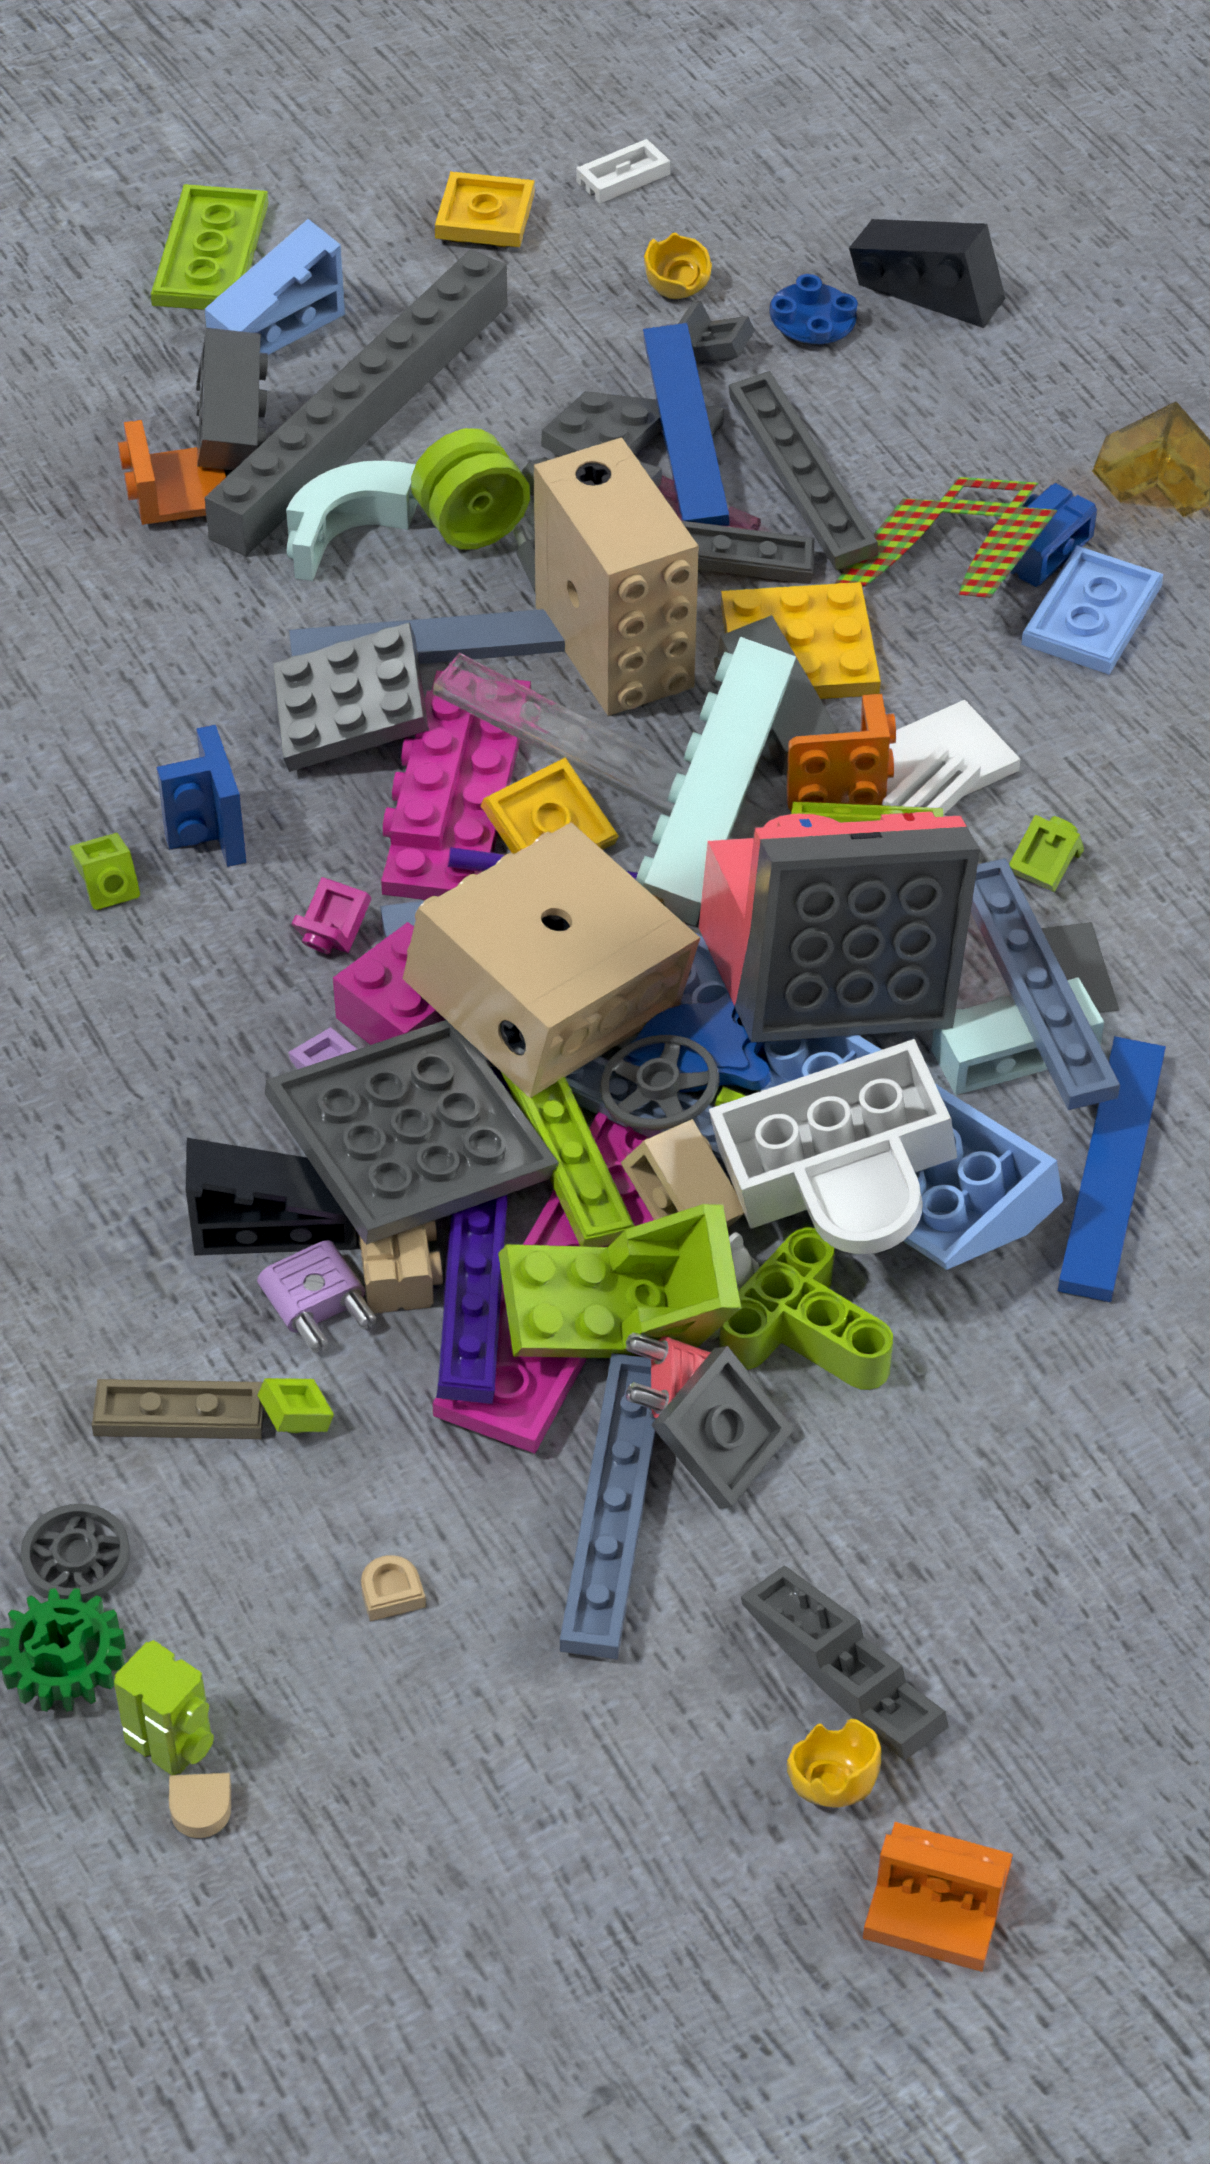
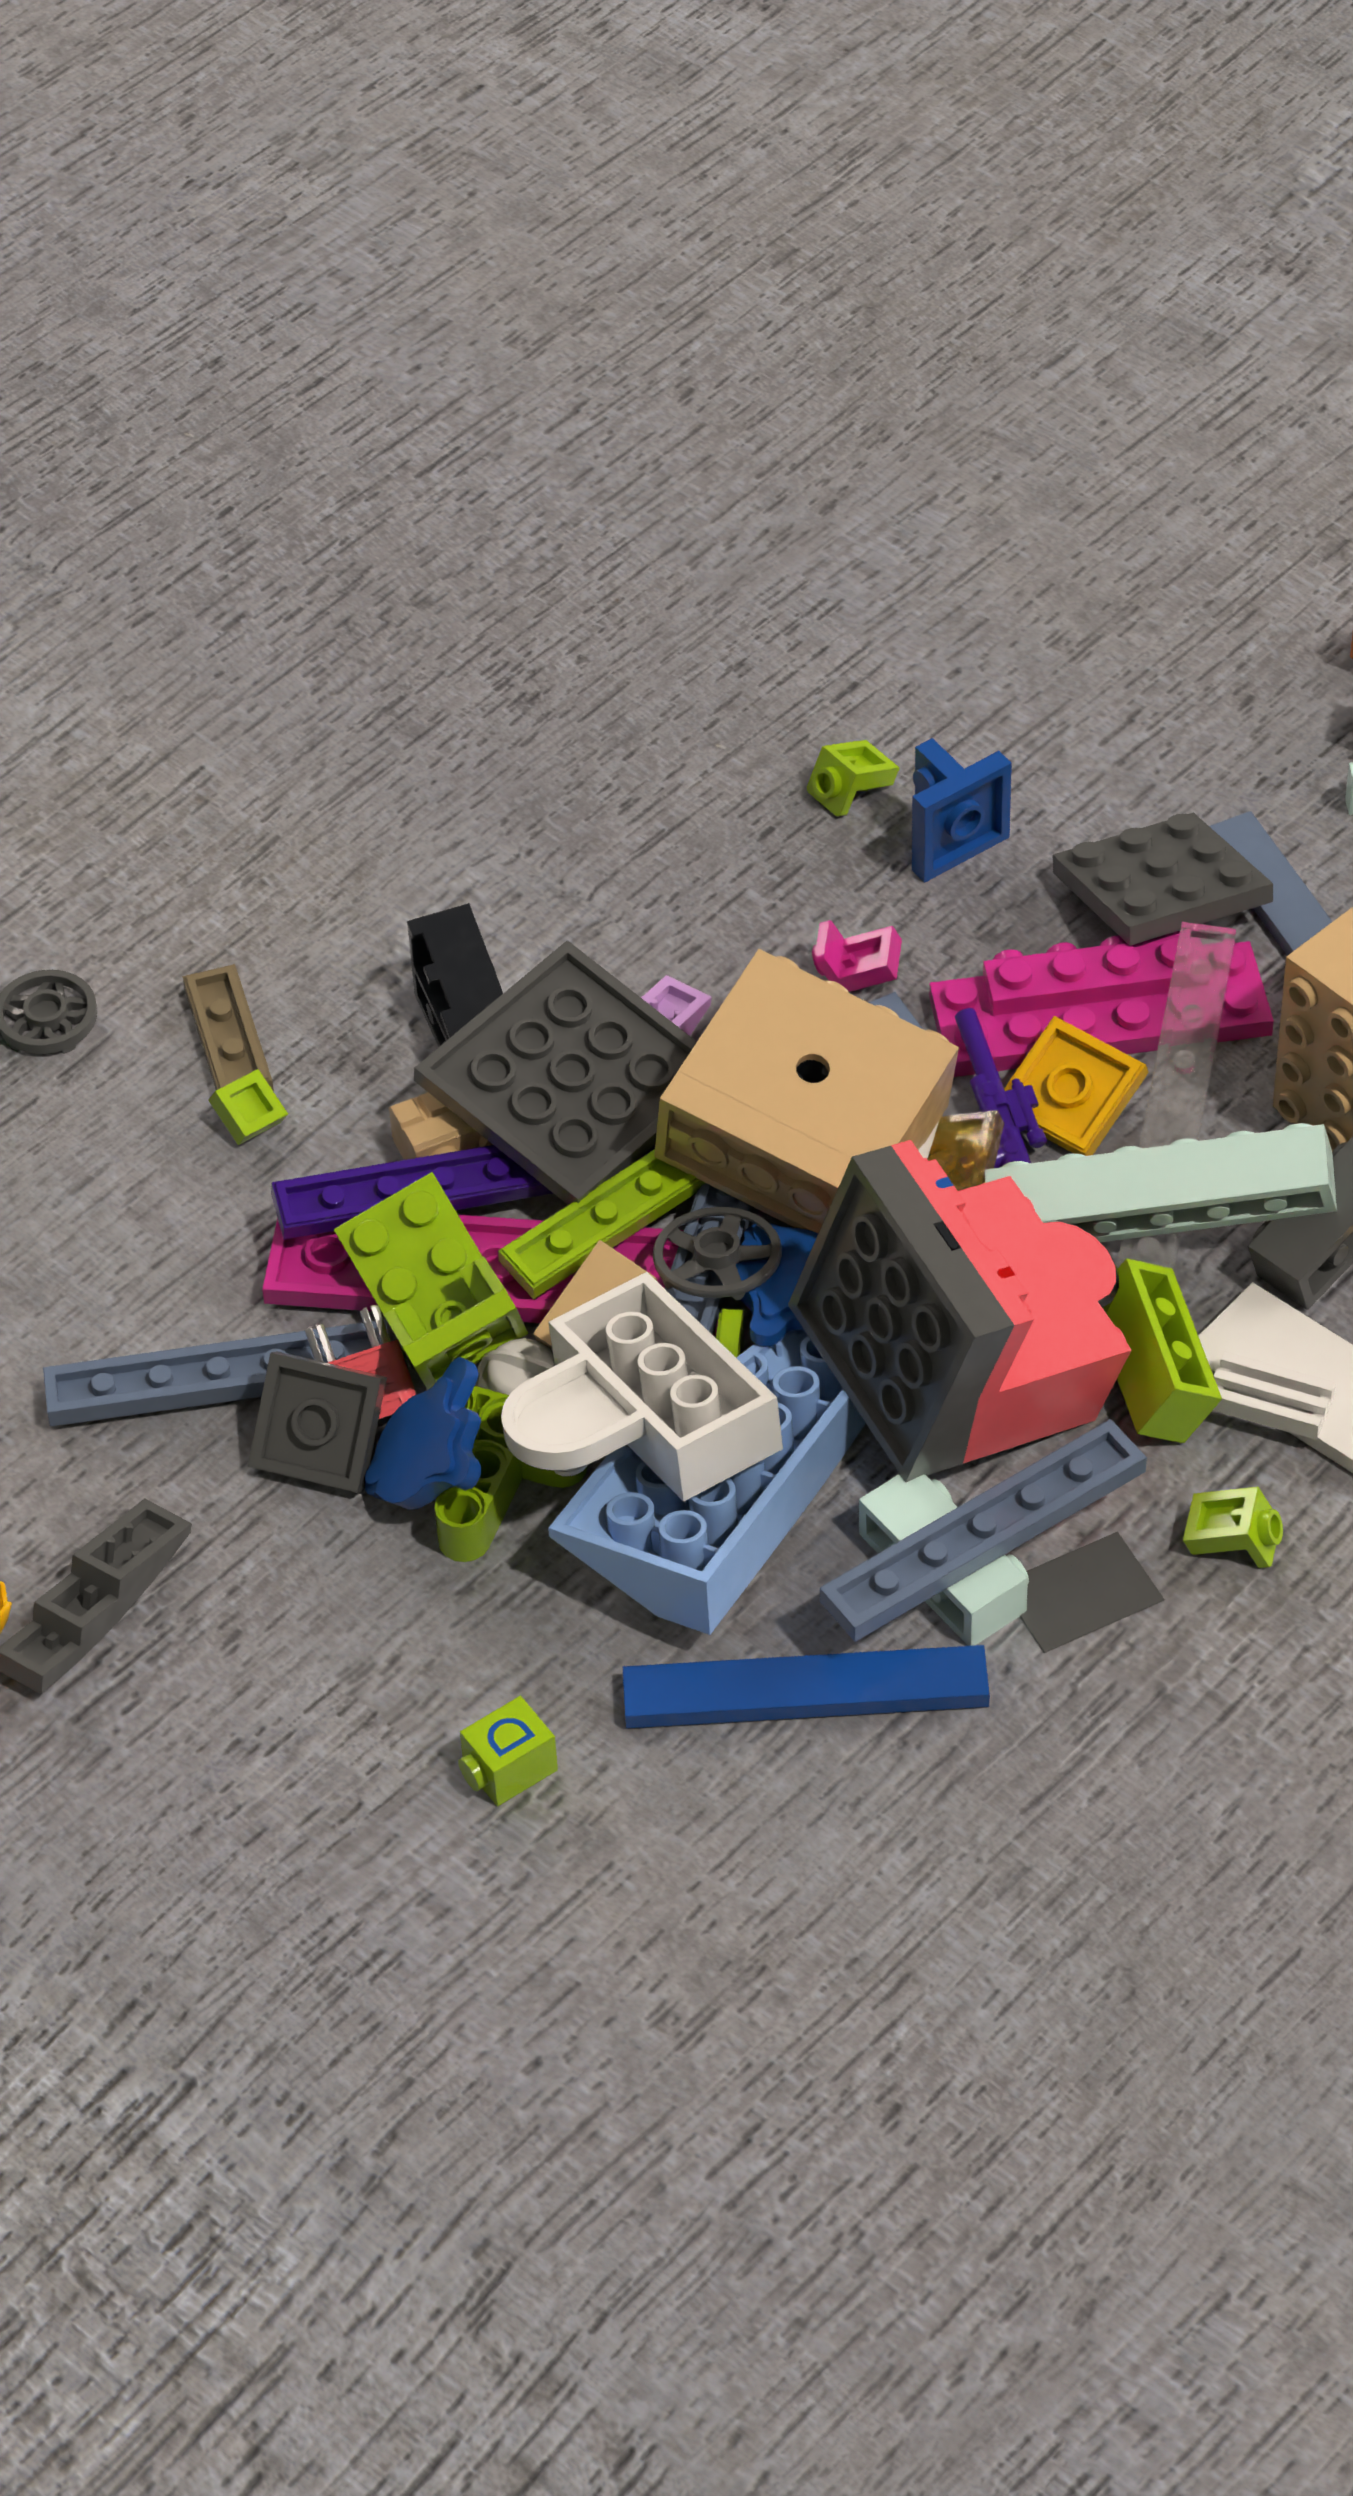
camera: 75 degrees right, 0 degrees up
(314, 1288) = (379, 1082): lavender piece -> none
(391, 1587) = (79, 1240): tan tile -> none
(802, 1341) = (428, 1443): none -> blue tile
(844, 765) = (1244, 1310): orange bracket -> none
(1129, 1379) = (507, 1751): none -> lime brick

